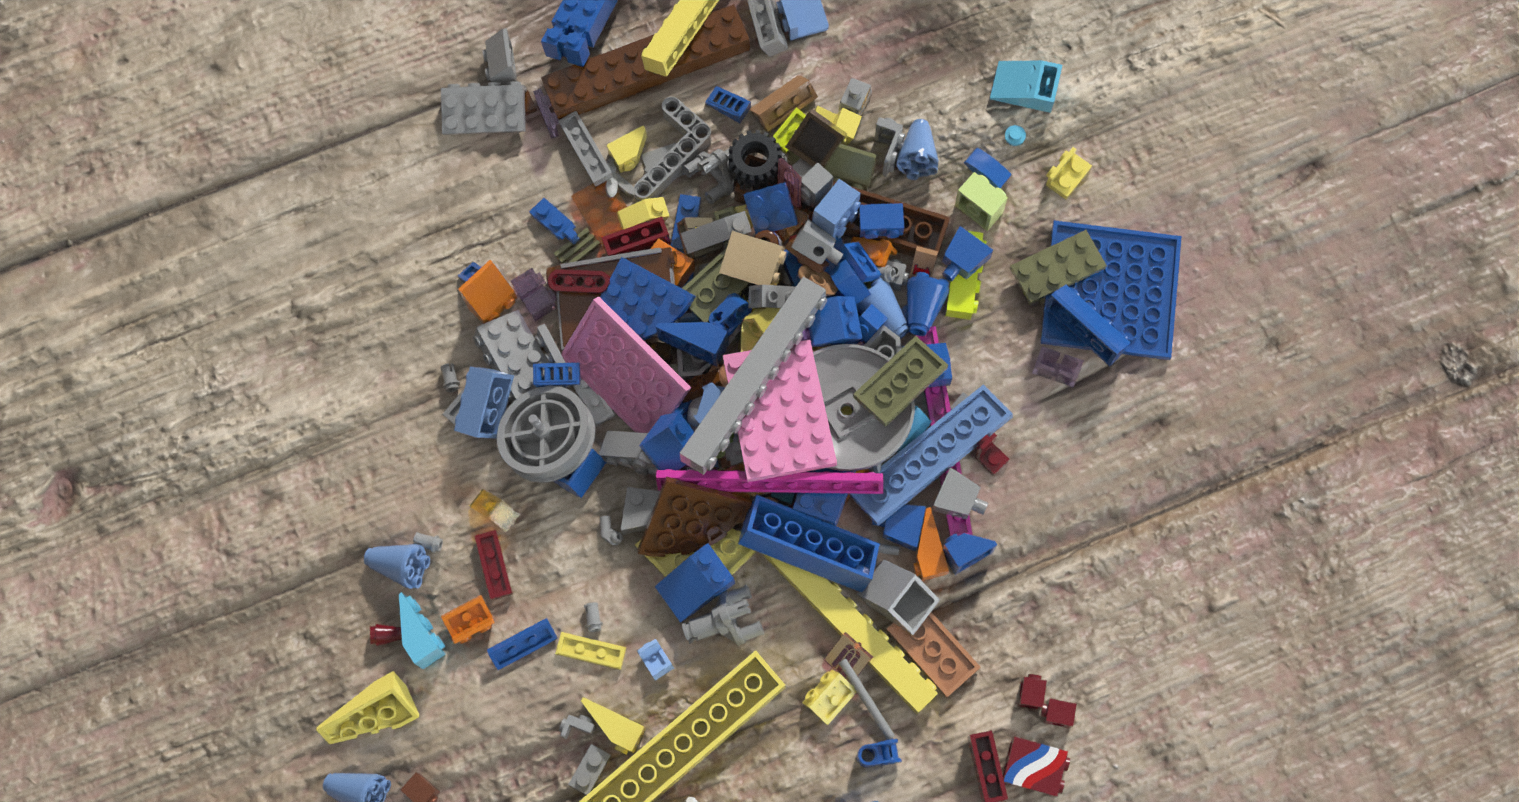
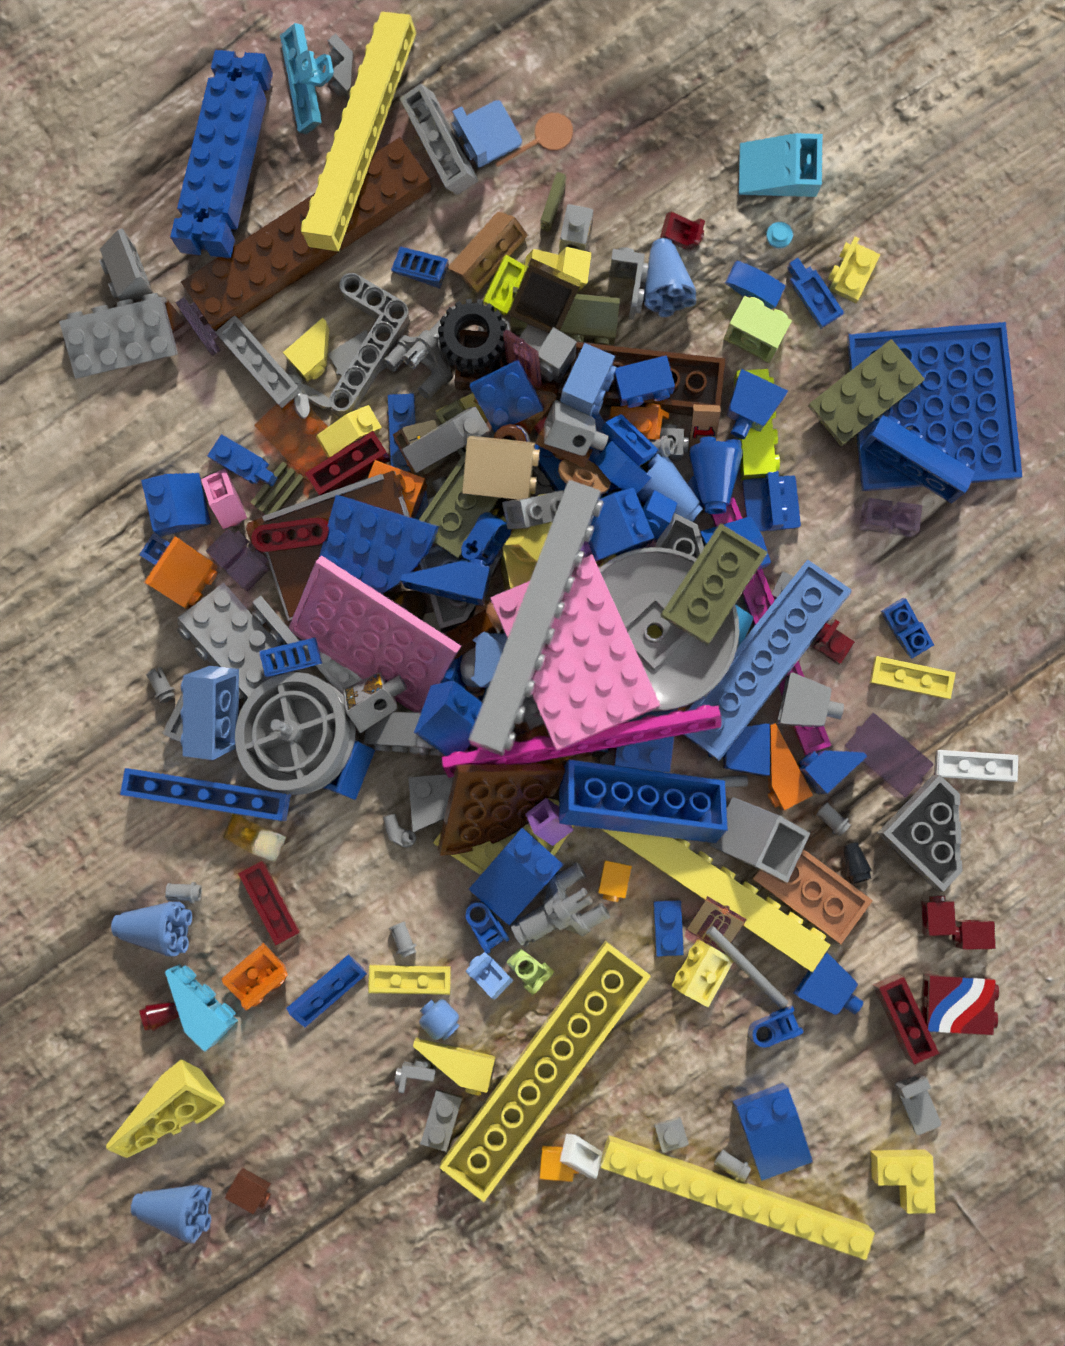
camera: 15 degrees left, 10 degrees up
(464, 467) = (205, 794): none -> blue brick
(496, 241) = (176, 503): none -> blue slope
(534, 246) = (224, 499): none -> bright pink slope
(606, 686) = (439, 1019): none -> medium blue head
(613, 420) = (372, 699): none -> light grey torso
(662, 621) = (486, 927): none -> blue piece
(691, 668) = (533, 974): none -> yellowish green plate
(727, 544) = (545, 822): none -> medium lavender brick
(773, 605) = (614, 880): none -> light orange brick
(809, 655) = (668, 928): none -> blue plate
(842, 76) = (553, 202): none -> olive tile
(853, 25) = (551, 132): none -> nougat piece
(930, 729) = (829, 987): none -> blue torso
(939, 117) = (682, 231): none -> dark red bracket
(962, 596) = (833, 819): none -> light grey pin
(966, 337) = (772, 502): none -> blue bracket
(973, 636) = (856, 864): none -> black cone
(1020, 555) = (889, 754): none -> clear purple piece
(1033, 185) = (814, 294): none -> blue hinge
(1037, 621) = (929, 833): none -> light grey brick
(1050, 497) = (912, 677): none -> light yellow plate
(1054, 457) = (906, 628): none -> blue slope
(1089, 579) = (976, 765): none -> white tile

